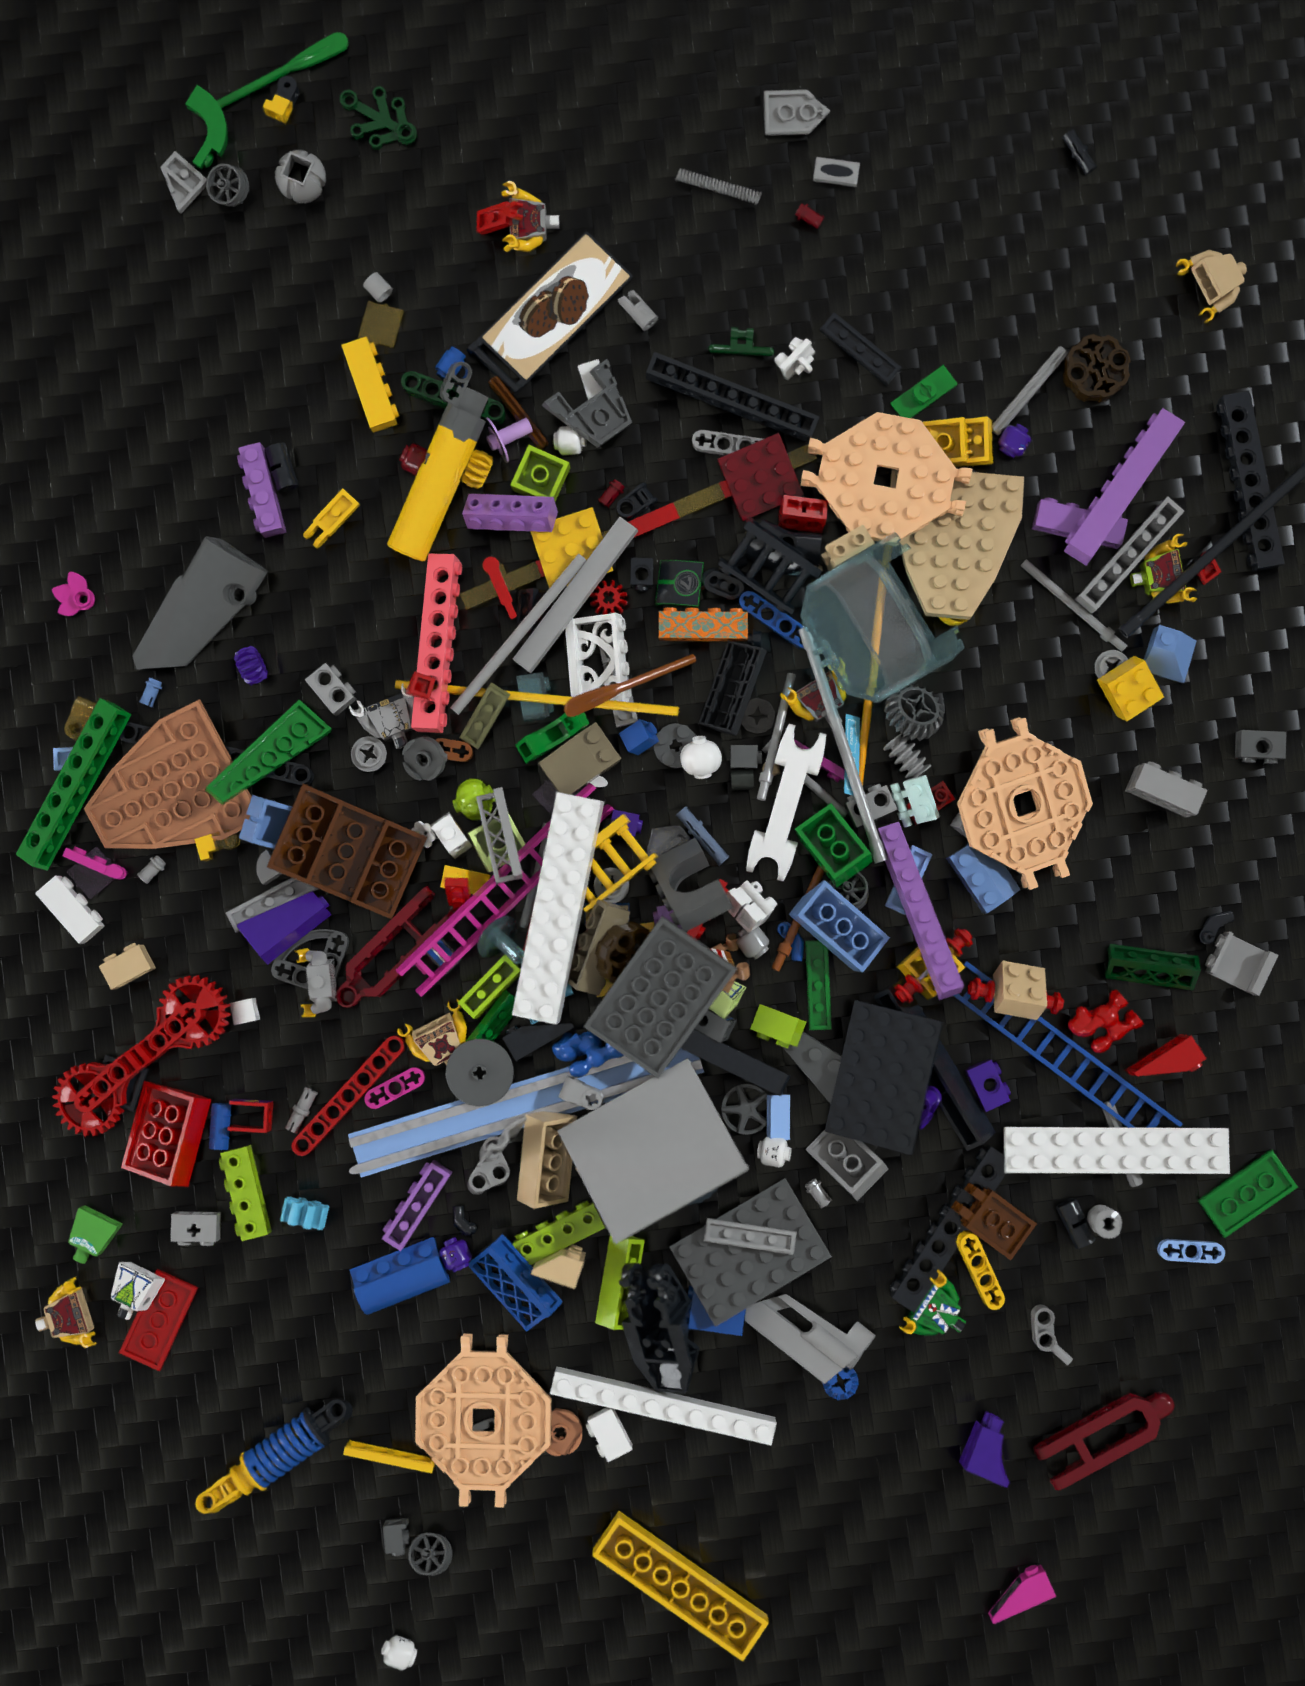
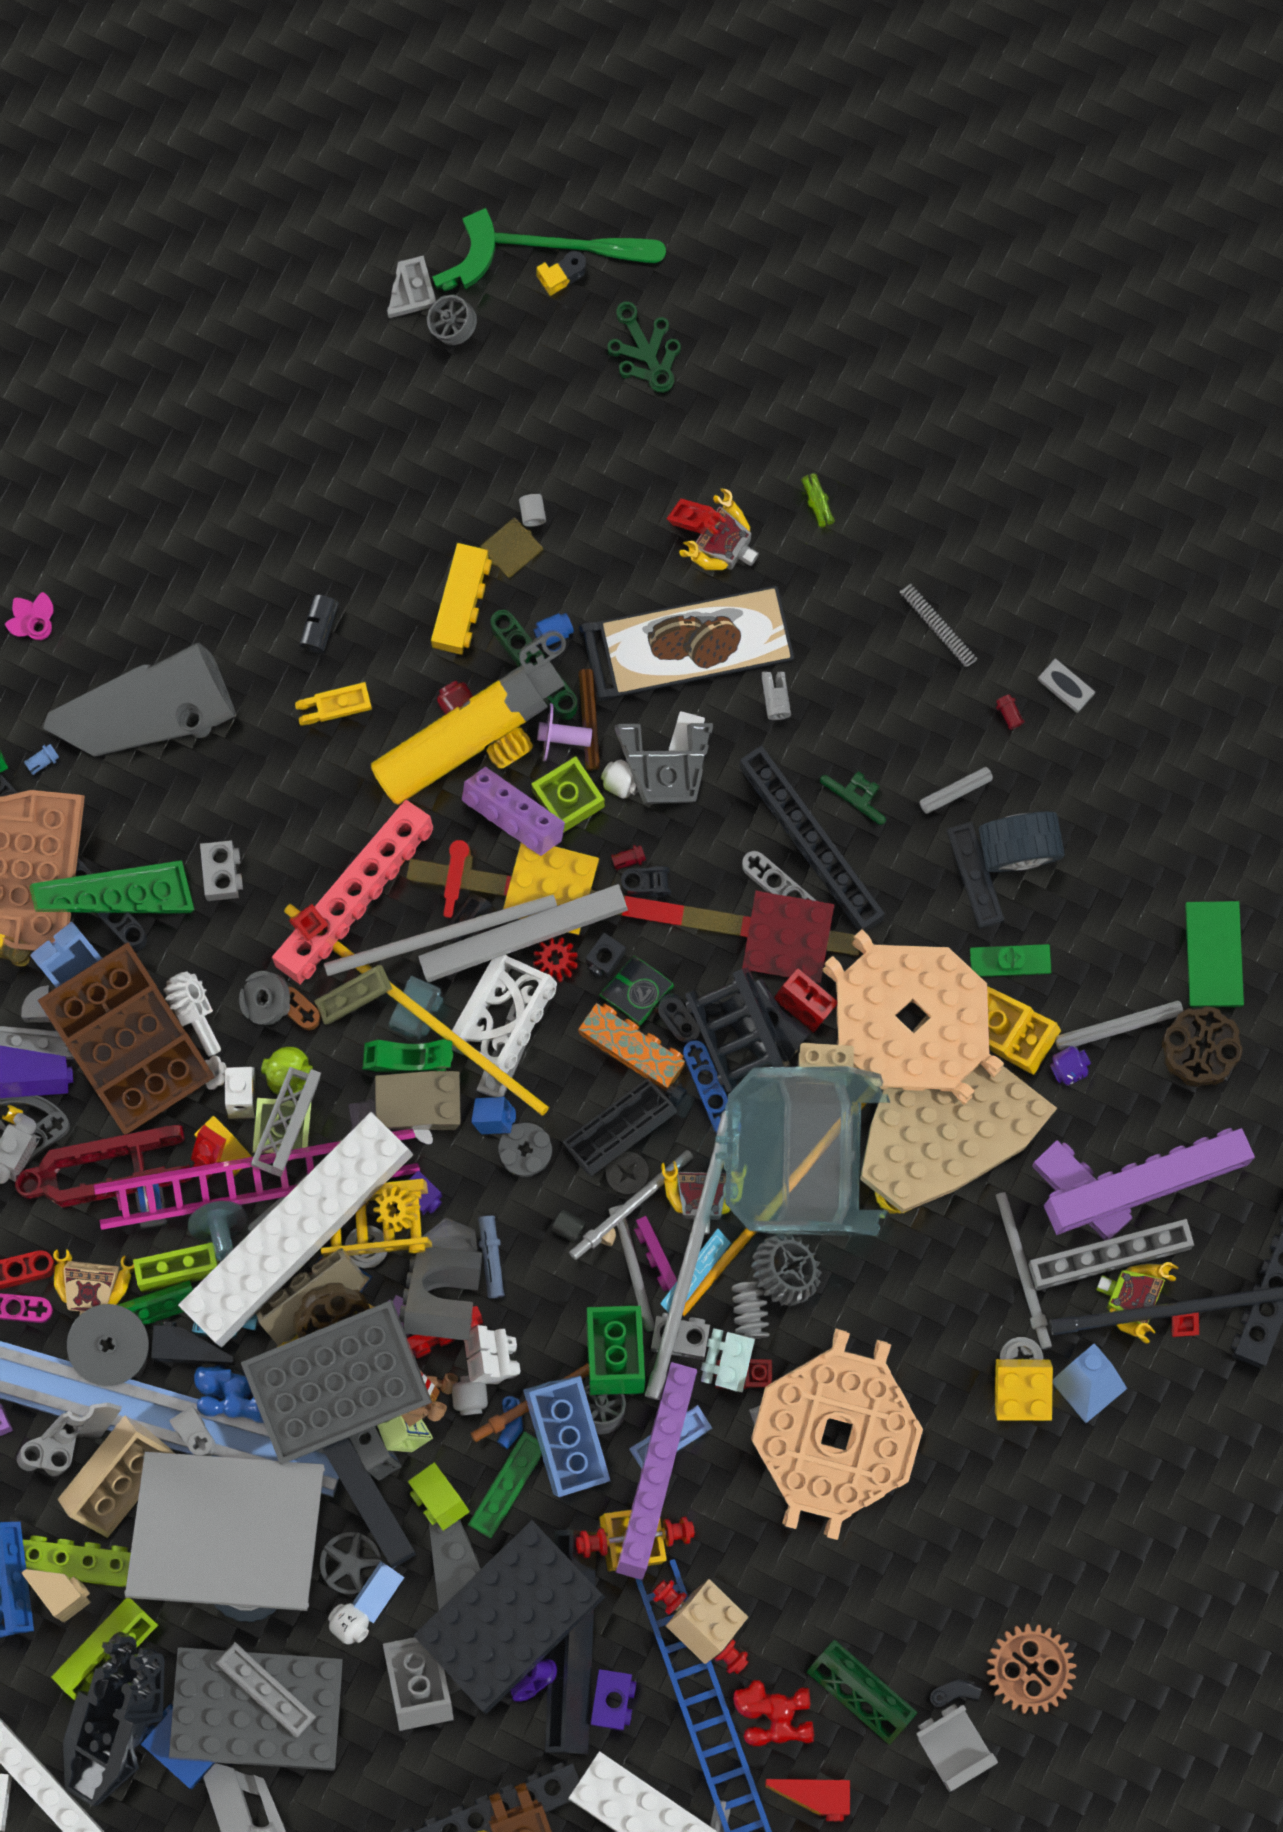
camera: 30 degrees right, 10 degrees down
(250, 665) = (156, 796): dark purple gear -> none
(262, 490) = (285, 633): medium lavender brick -> none
(312, 183) = (536, 369): light grey piece -> none
(367, 743) = (218, 947): light grey gear -> none
(376, 798) = (190, 1006): none -> white gear
(388, 718) = (256, 934): light grey torso -> none
(575, 150) = (818, 500): none -> clear neon green pin
(596, 697) = (473, 1044): dark orange piece -> none
(613, 852) = (388, 1212): none -> yellow gear
(701, 757) = (541, 1176): white plant -> none
(745, 756) = (586, 1205): dark grey brick -> none
(775, 840) = (561, 1307): white piece -> none
(792, 112) = (1060, 600): light grey tile -> none
(798, 360) = (902, 845): white hips -> none
(808, 296) = (956, 790): none -> light grey axle
(818, 1193) = (365, 1695): light grey pin -> none
(881, 302) = (1021, 841): none -> black wheel
(983, 878) = (749, 1487): medium blue slope -> none
(1062, 297) = (1214, 954): none -> green tile
(1166, 789) = (993, 1515): light grey brick -> none
(1254, 895) = (1015, 1688): none -> nougat gear
(1272, 740) = (1138, 1538): dark grey brick -> none

